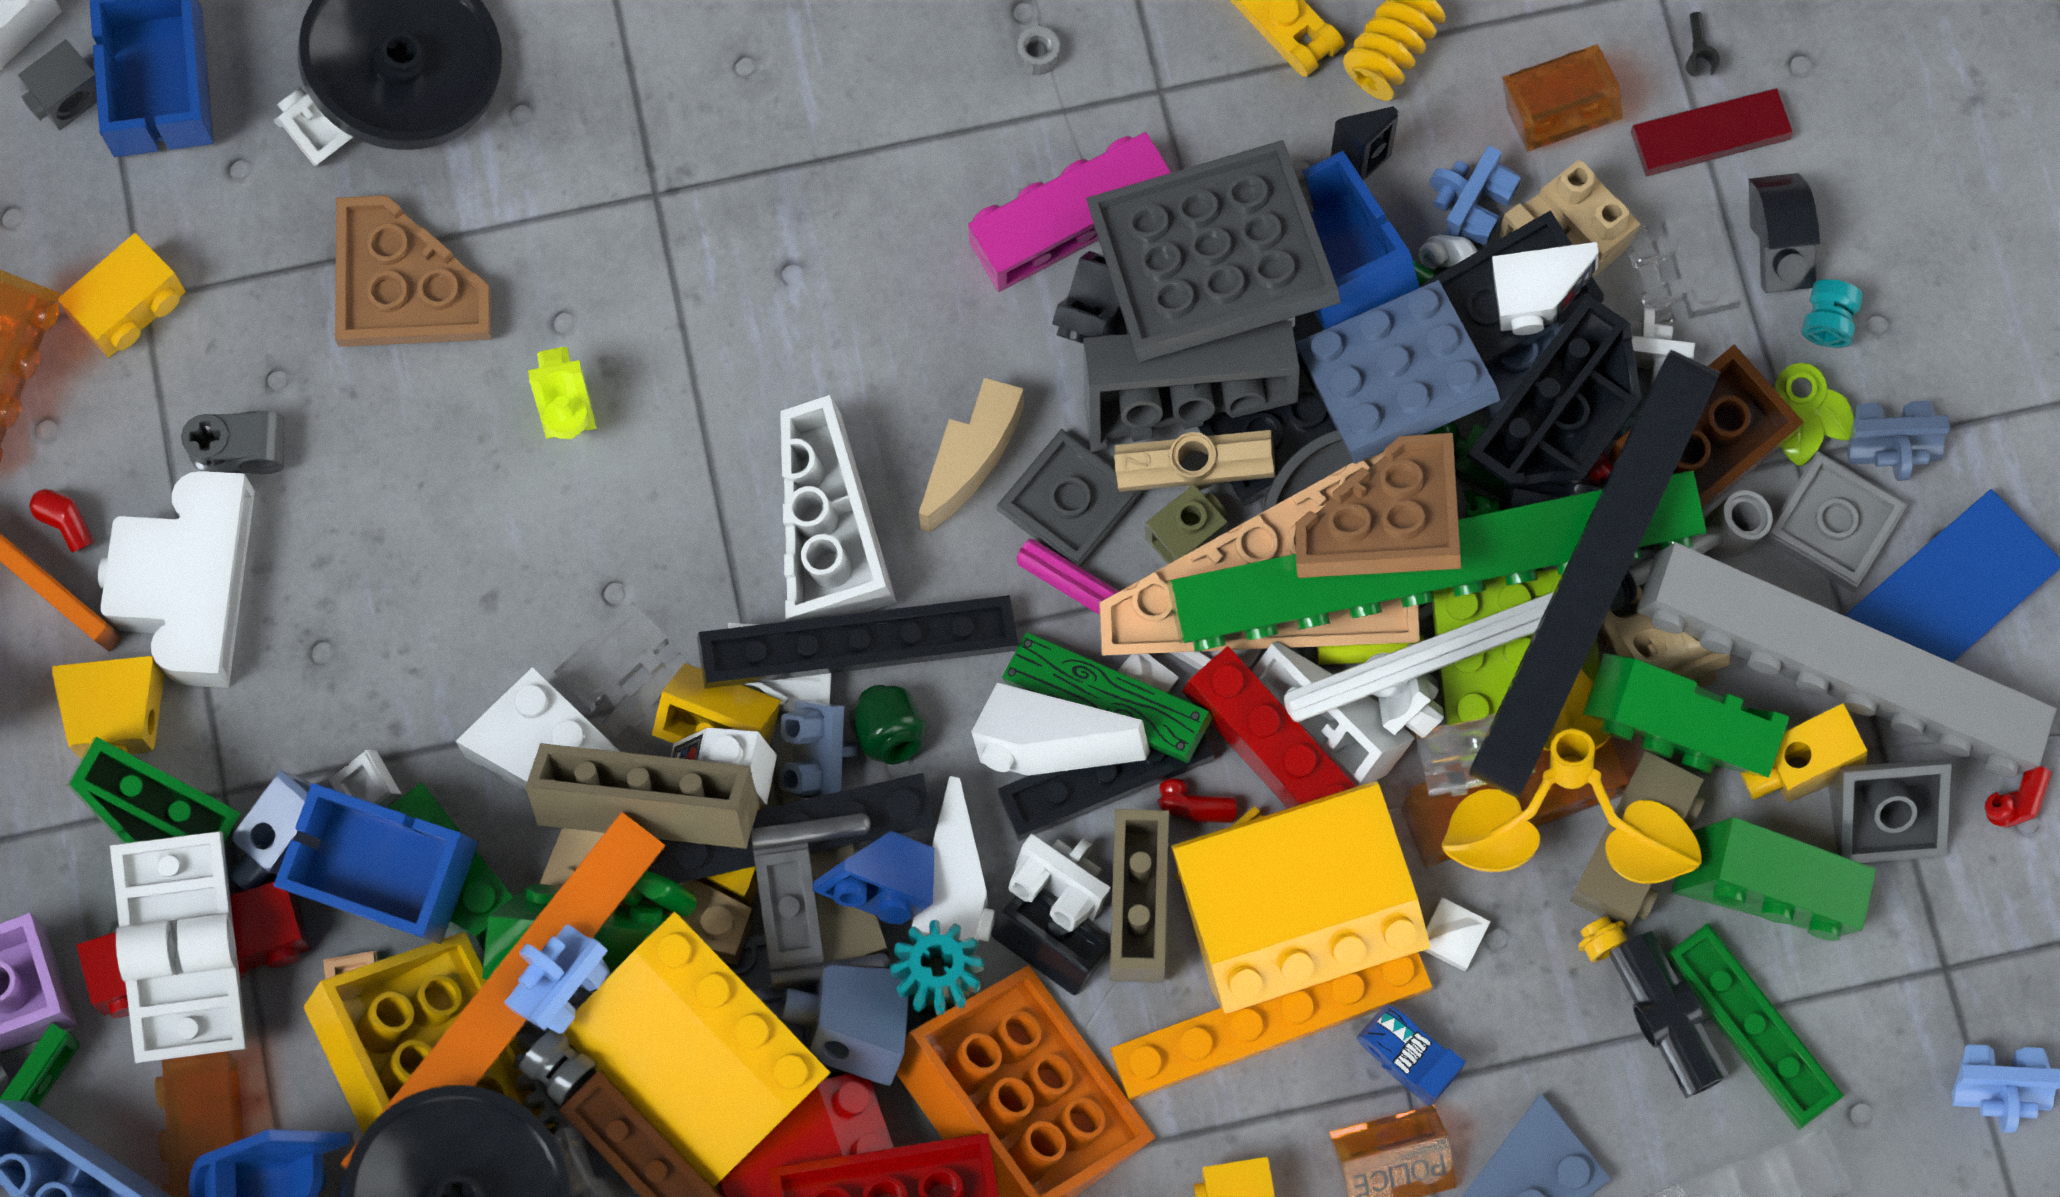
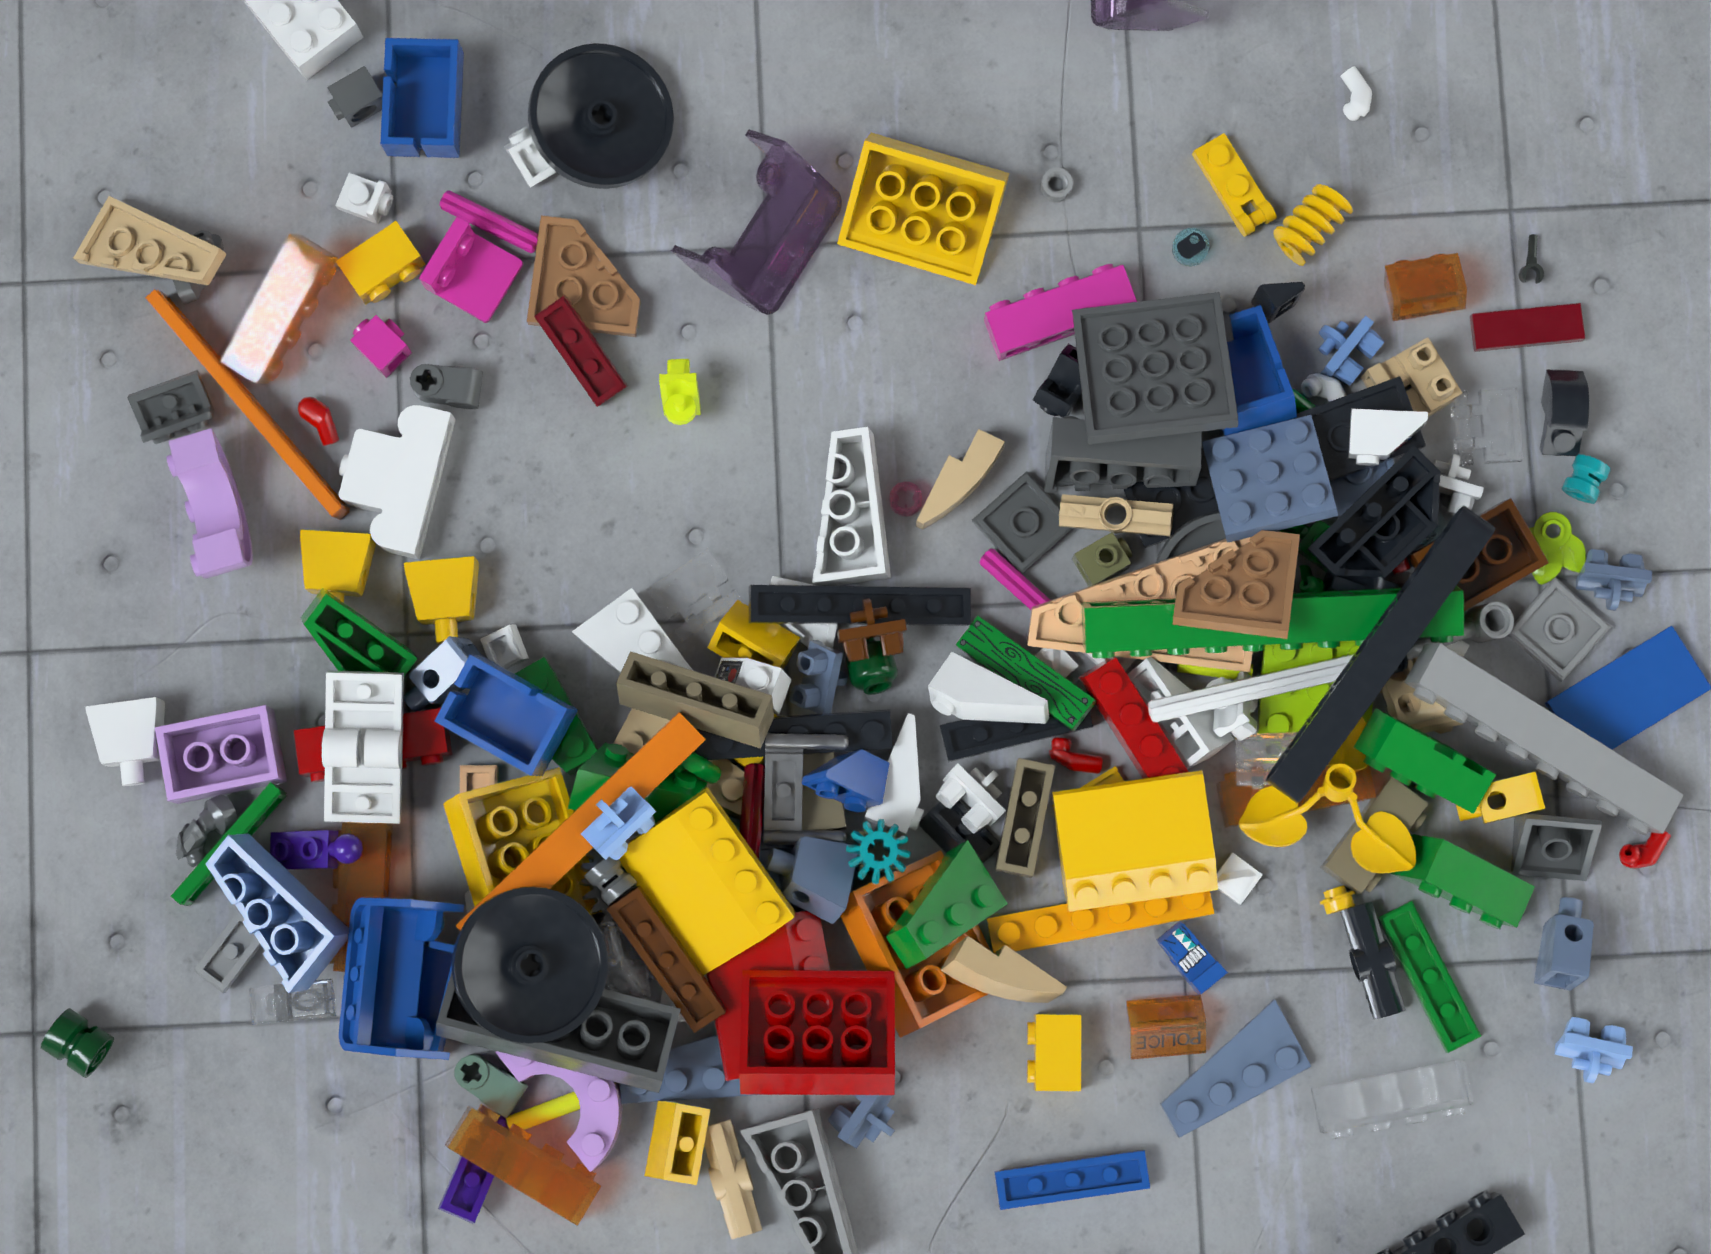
camera: 10 degrees right, 10 degrees up
(90, 216) = (365, 198): none -> white bracket
(128, 1107) = (314, 849): none -> dark purple plate
(136, 403) = (381, 344): none -> dark pink brick
(246, 287) = (470, 271): none -> dark pink bracket
(266, 219) = (489, 221): none -> dark pink axle
(267, 719) = (443, 592): none -> yellow torso
(416, 366) = (580, 350): none -> dark red tile
(672, 172) = (780, 234): none -> clear purple windscreen
(749, 936) = (753, 806): none -> dark red axle
(858, 679) = (855, 638): none -> reddish brown hips
(859, 108) = (922, 208): none -> yellow slope
(898, 476) = (894, 499): none -> clear pink bush
(1051, 1036) = (948, 906): none -> green wedge
(1144, 1119) = (1000, 973): none -> tan slope
(1234, 101) = (1190, 247): none -> clear light blue tile
(1936, 950) = (1565, 947): none -> sand blue torso

